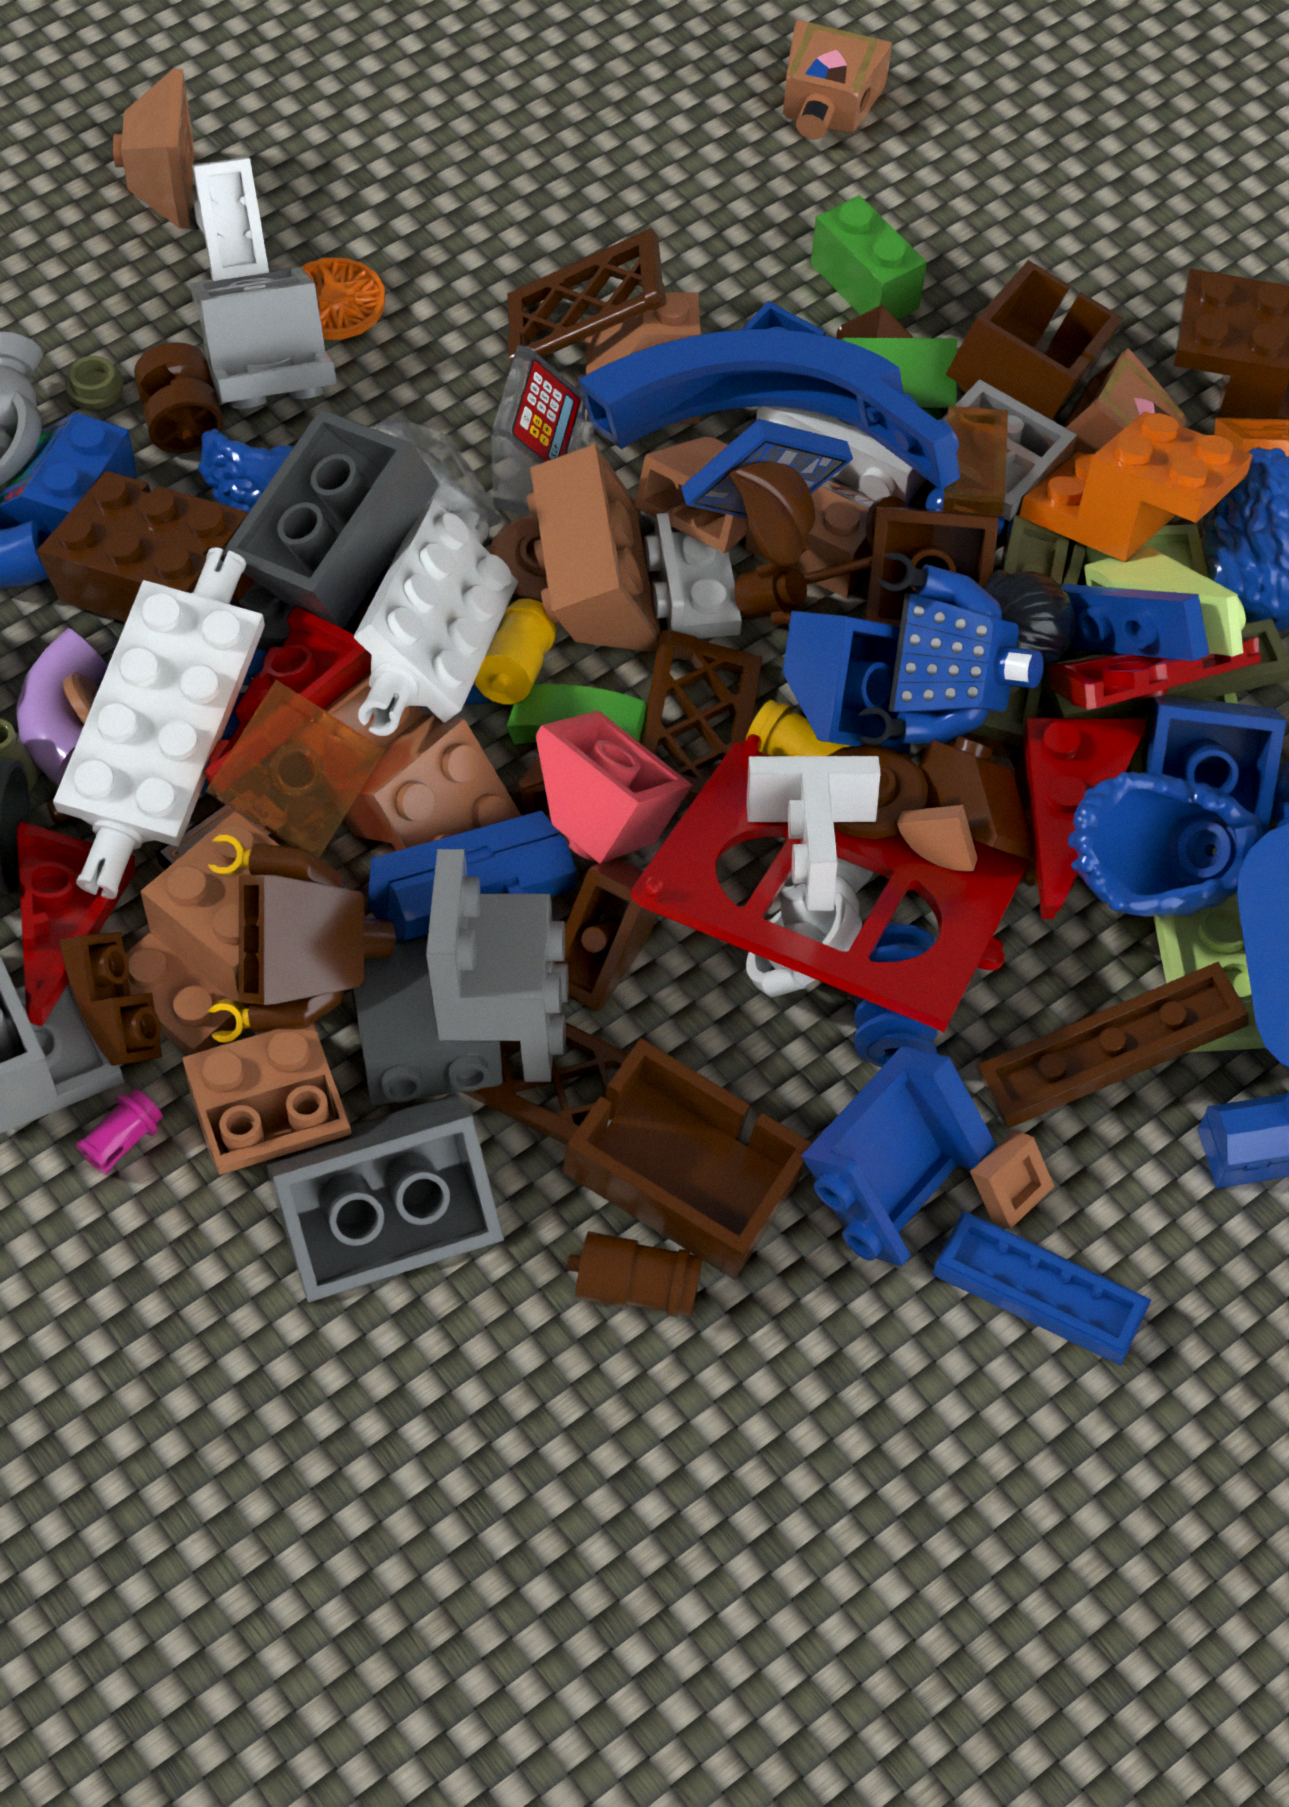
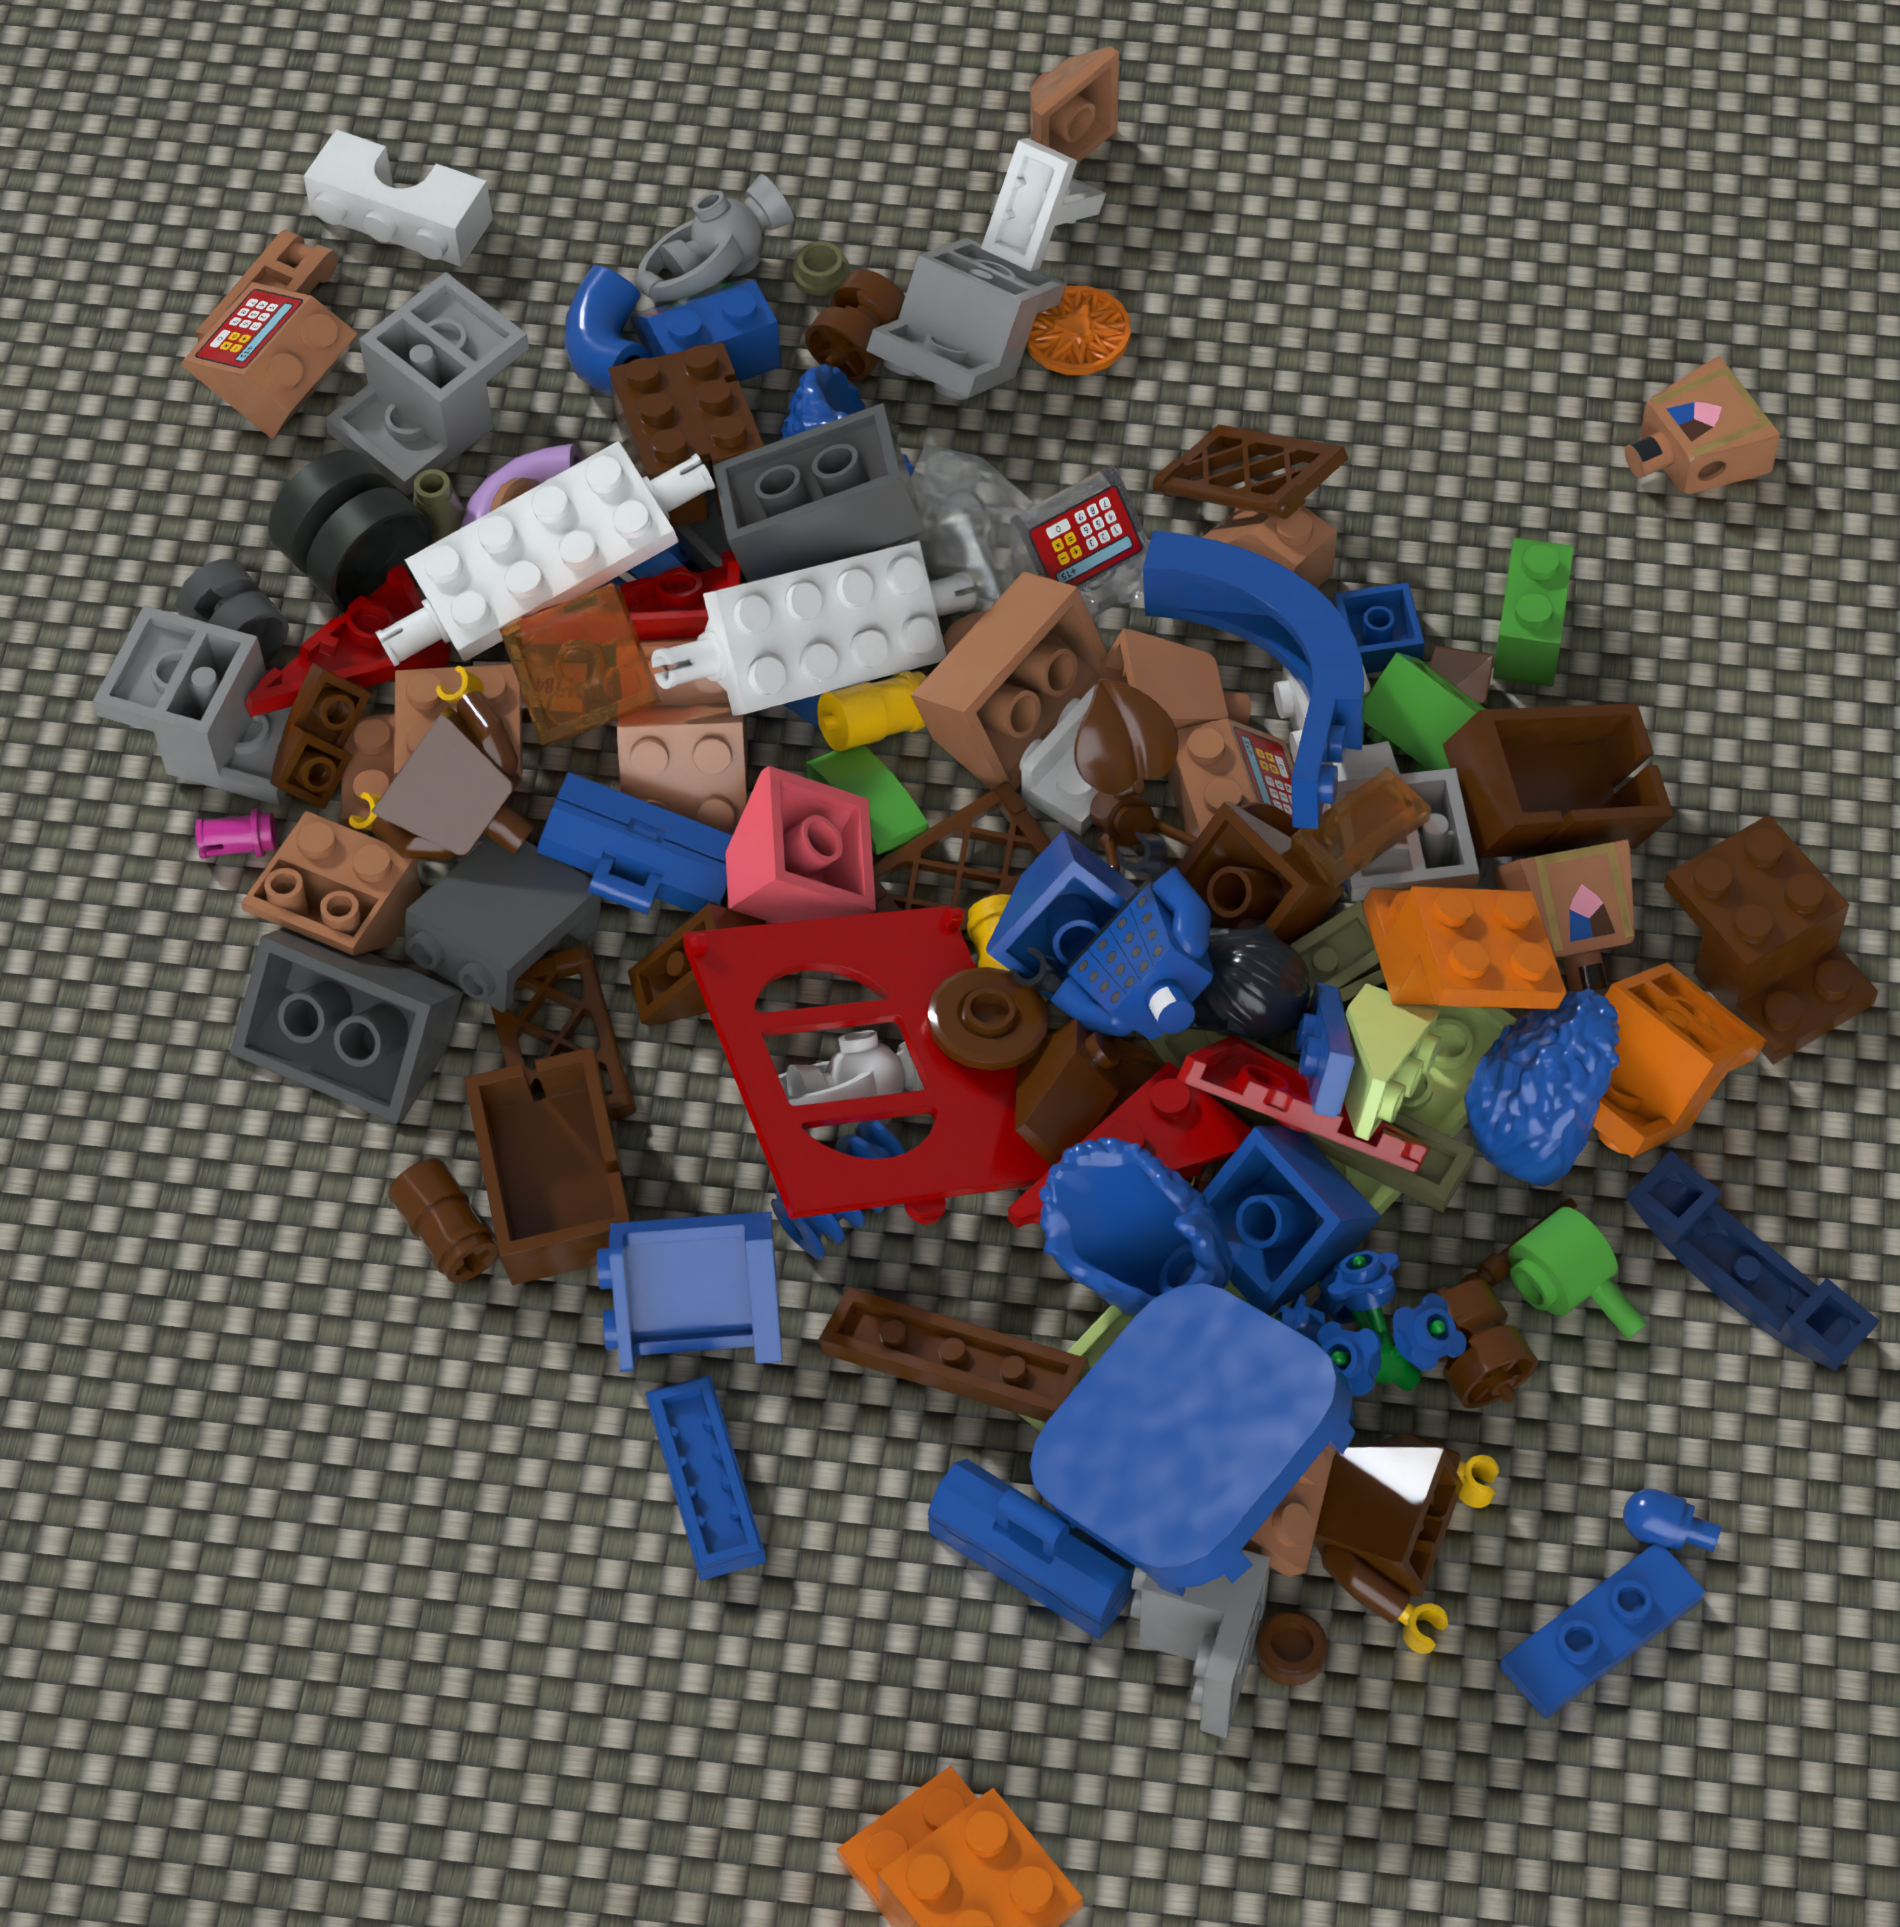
camera: 50 degrees right, 0 degrees up
(496, 966) = (552, 913): light grey bracket -> none
(809, 453) = (1196, 718): blue tile -> none
(810, 797) = (902, 978): white bracket -> none
(940, 836) = (990, 1092): nougat tile -> none
(1012, 1179) = (772, 1385): nougat tile -> none

